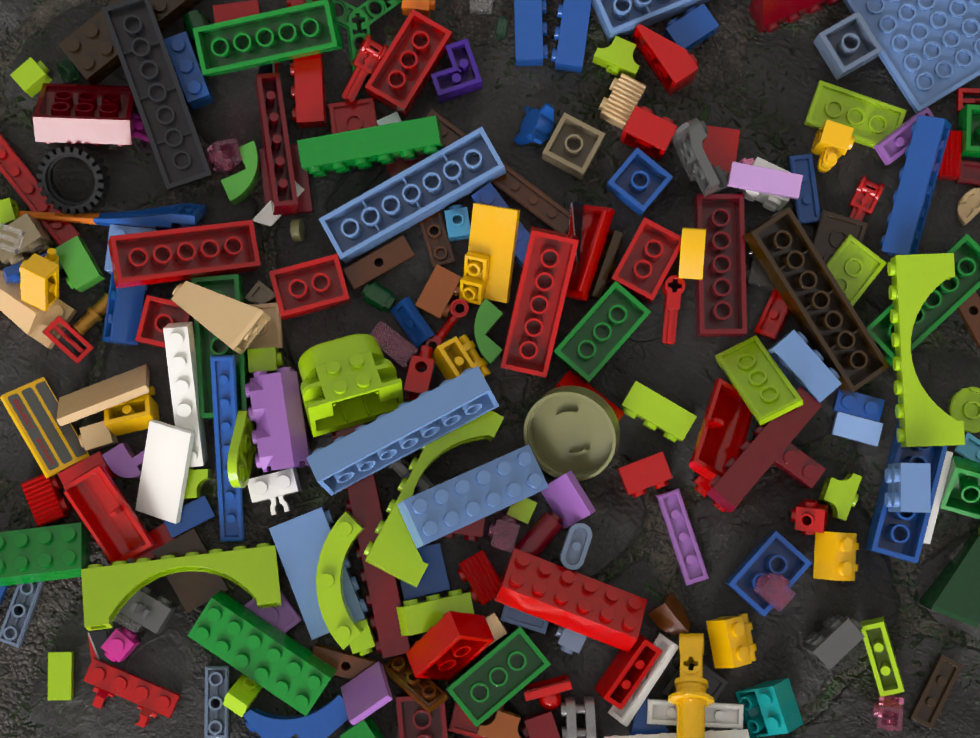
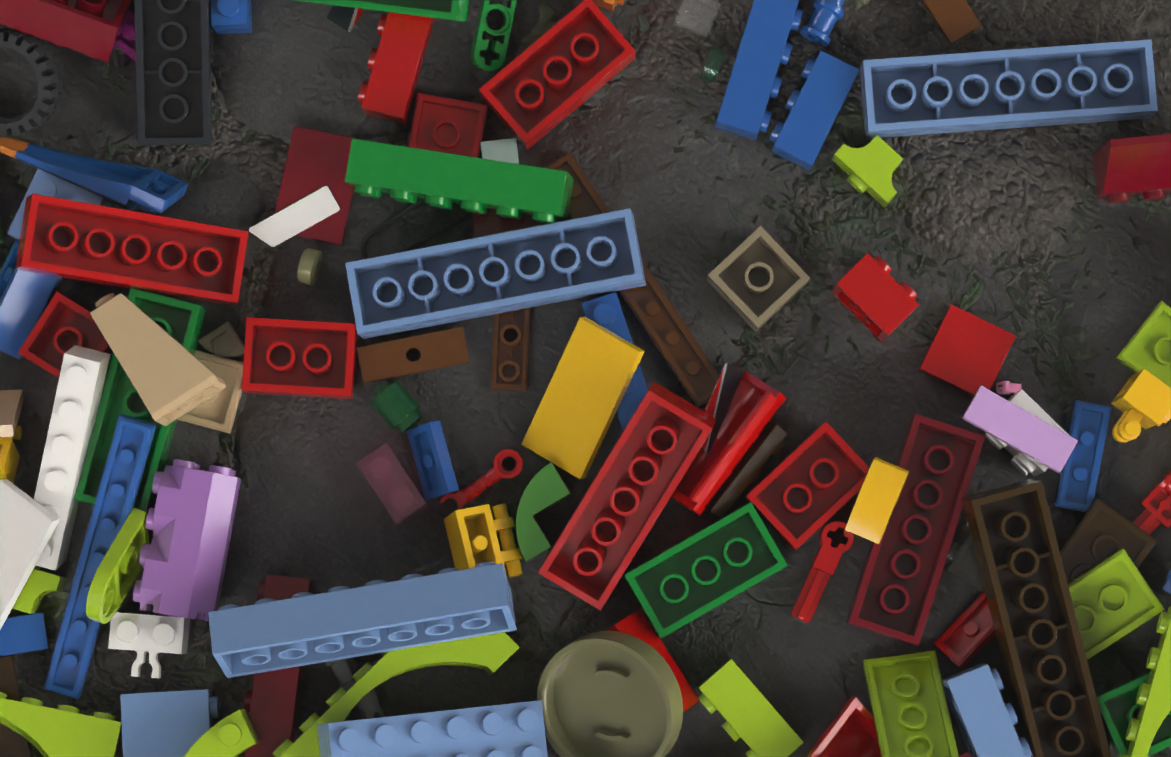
camera: 20 degrees right, 0 degrees up
(224, 155) = (238, 120): clear pink brick -> none
(242, 183) = (251, 170): bright green brick -> none
(264, 359) = (197, 443): lime brick -> none
(276, 144) = (320, 130): dark red brick -> none
(347, 383) = (306, 521): lime brick -> none
(365, 62) = (493, 52): red connector -> none
(416, 381) = (408, 554): red torso -> none
(439, 293) = (487, 430): dark orange brick -> none
(457, 223) = (549, 335): dark azure brick -> none
(461, 77) = (628, 121): dark purple brick -> none
(475, 278) = (546, 427): yellow slope -> none
(536, 125) = (714, 230): blue piece -> none
(622, 101) = (854, 234): tan brick -> none
(638, 182) = (837, 365): blue brick -> none
(666, 59) = (941, 198): red slope -> none
(688, 146) = (941, 395): dark grey slope -> none
(692, 28) = (993, 161): blue brick -> none

